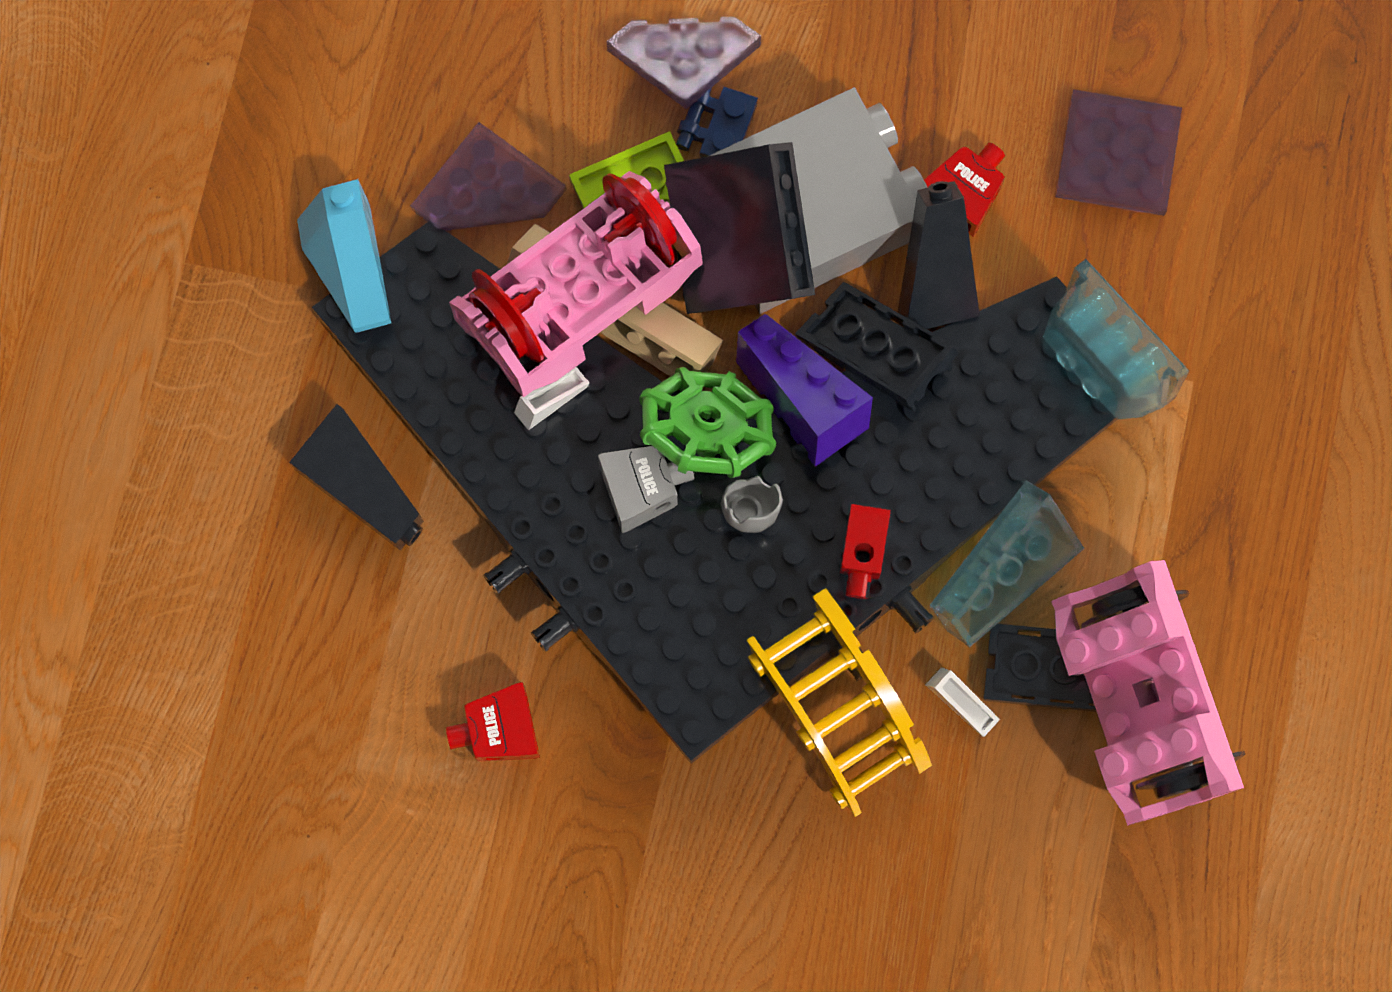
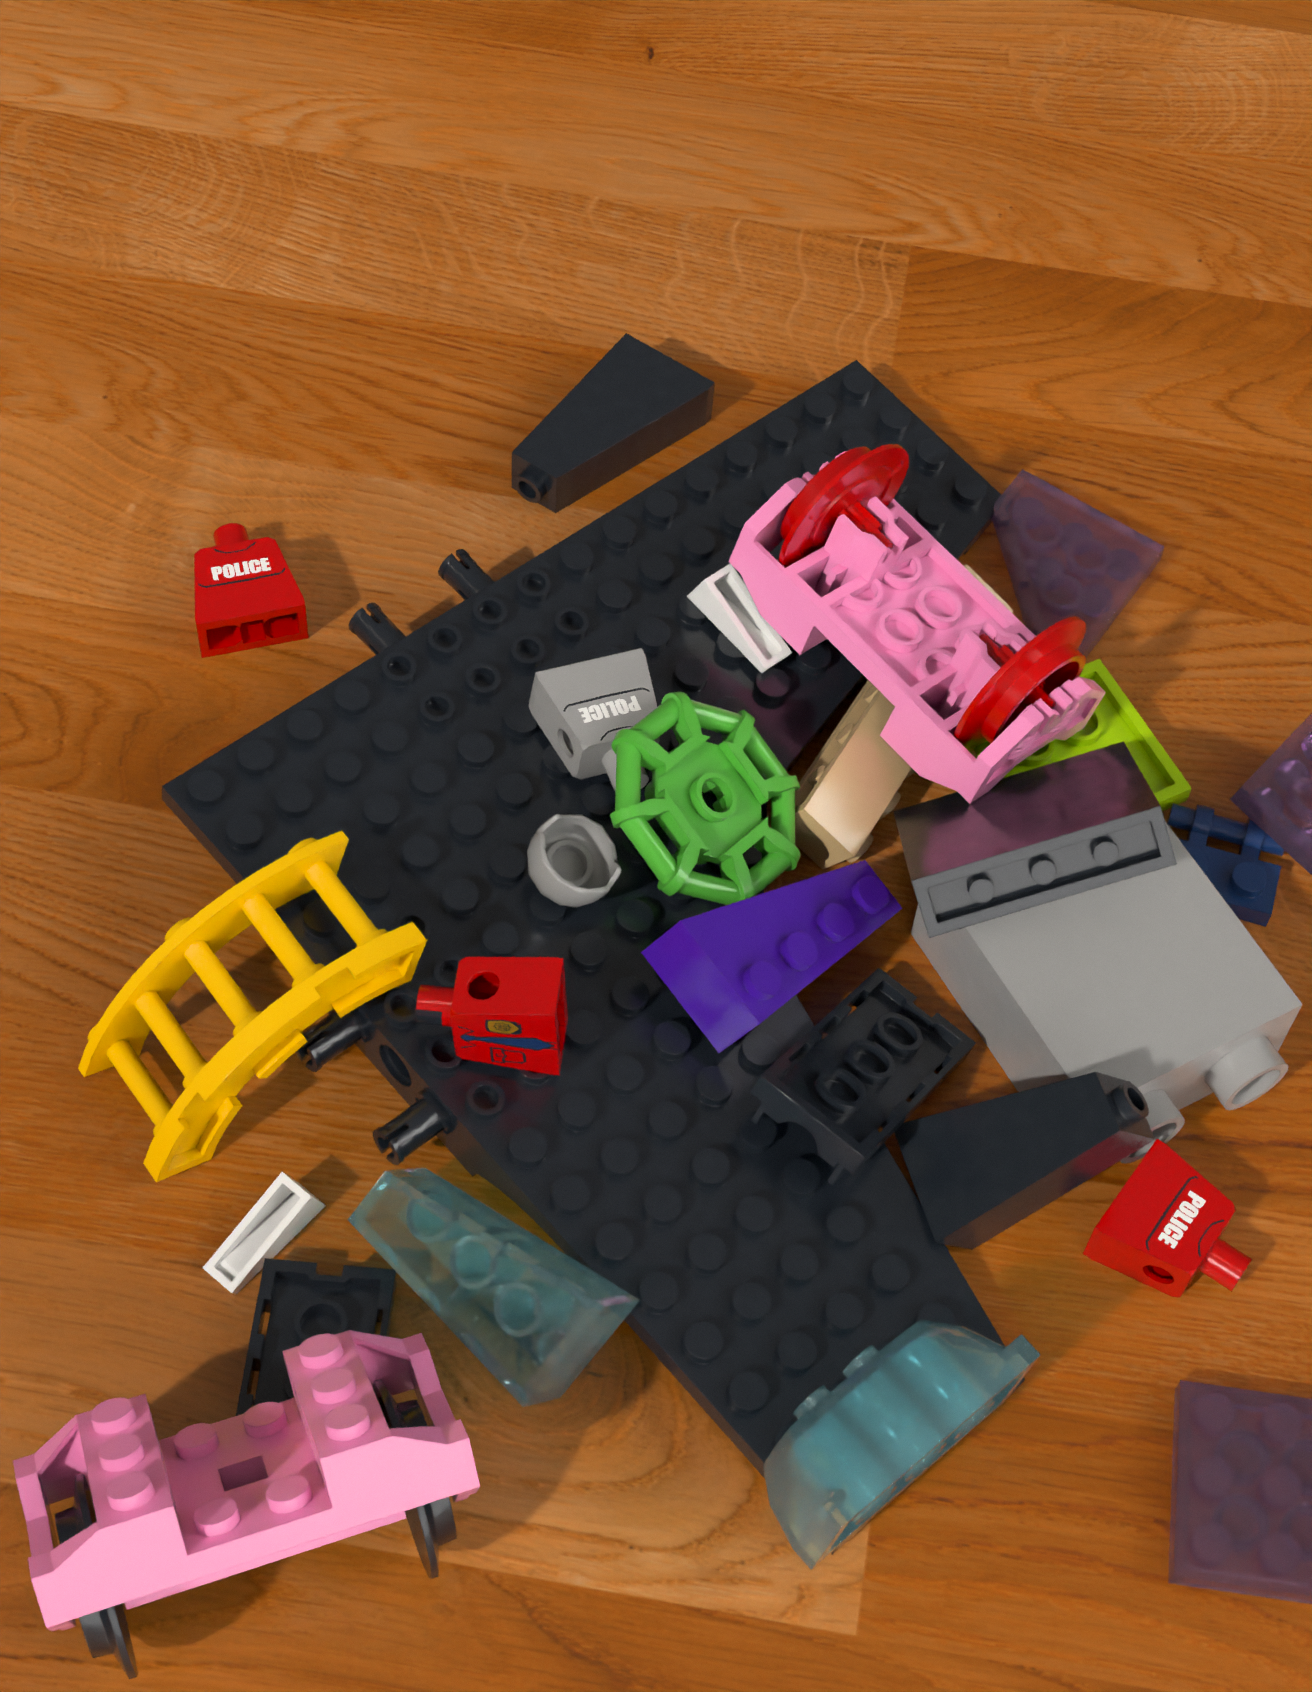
camera: 80 degrees right, 20 degrees down
(343, 249) = (941, 394): medium azure wedge -> none

